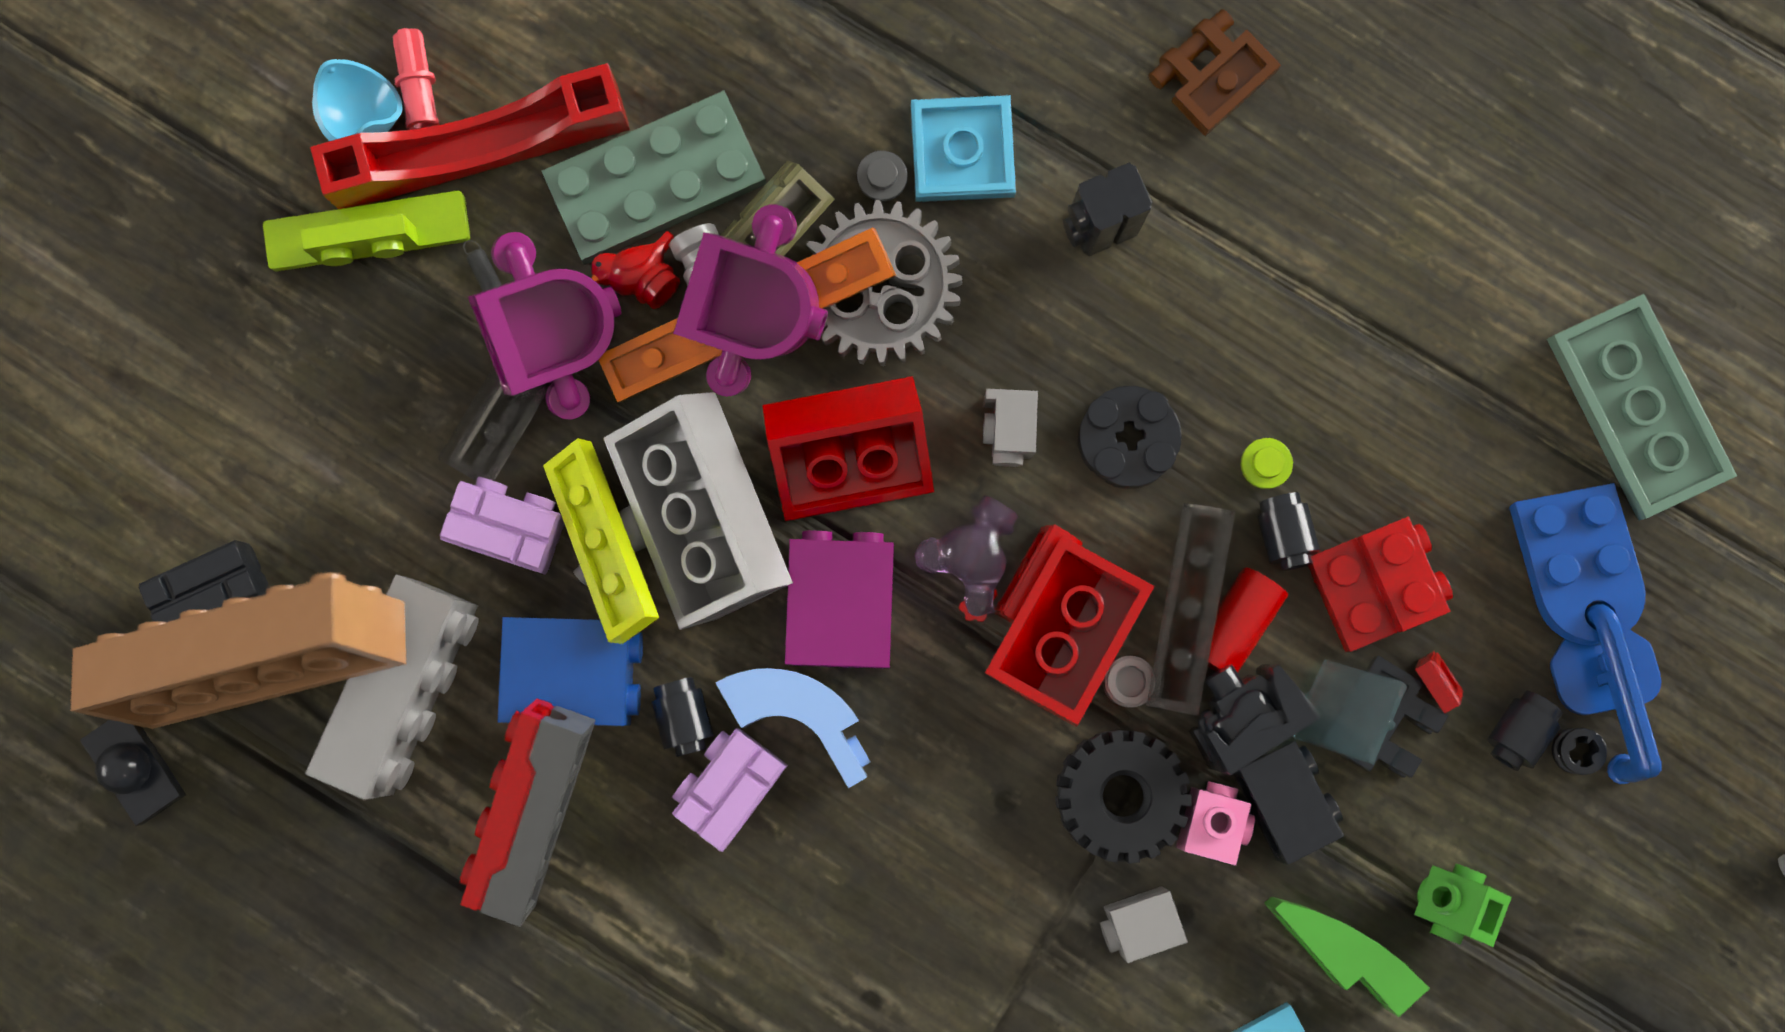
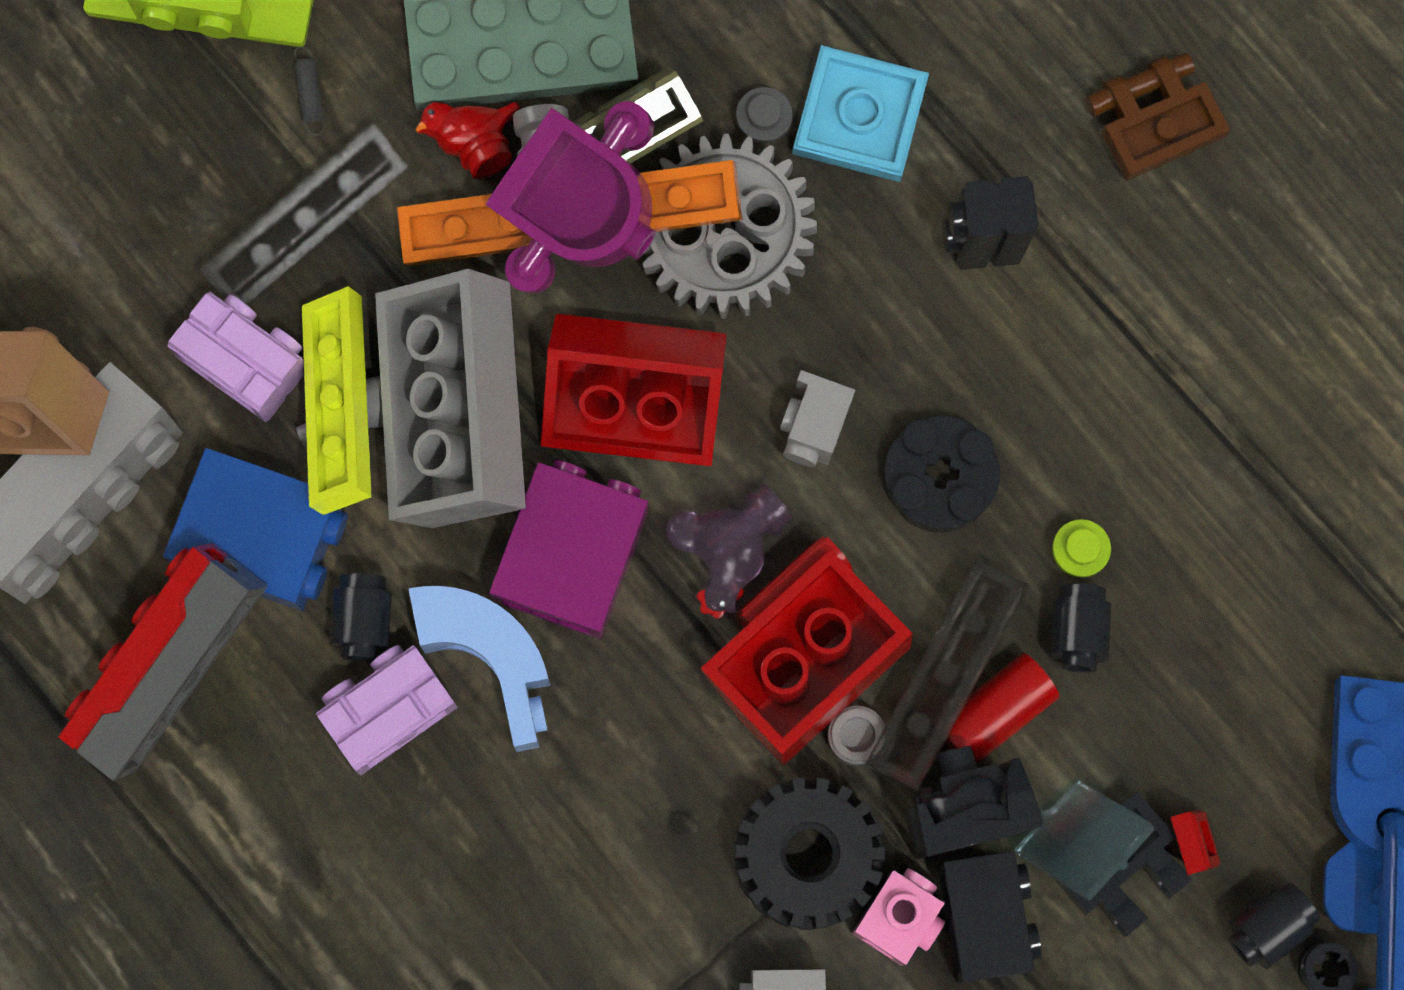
camera: 15 degrees right, 5 degrees down
(544, 325) = (352, 157): magenta piece -> none
(1380, 584) = (1164, 716): red plate -> none

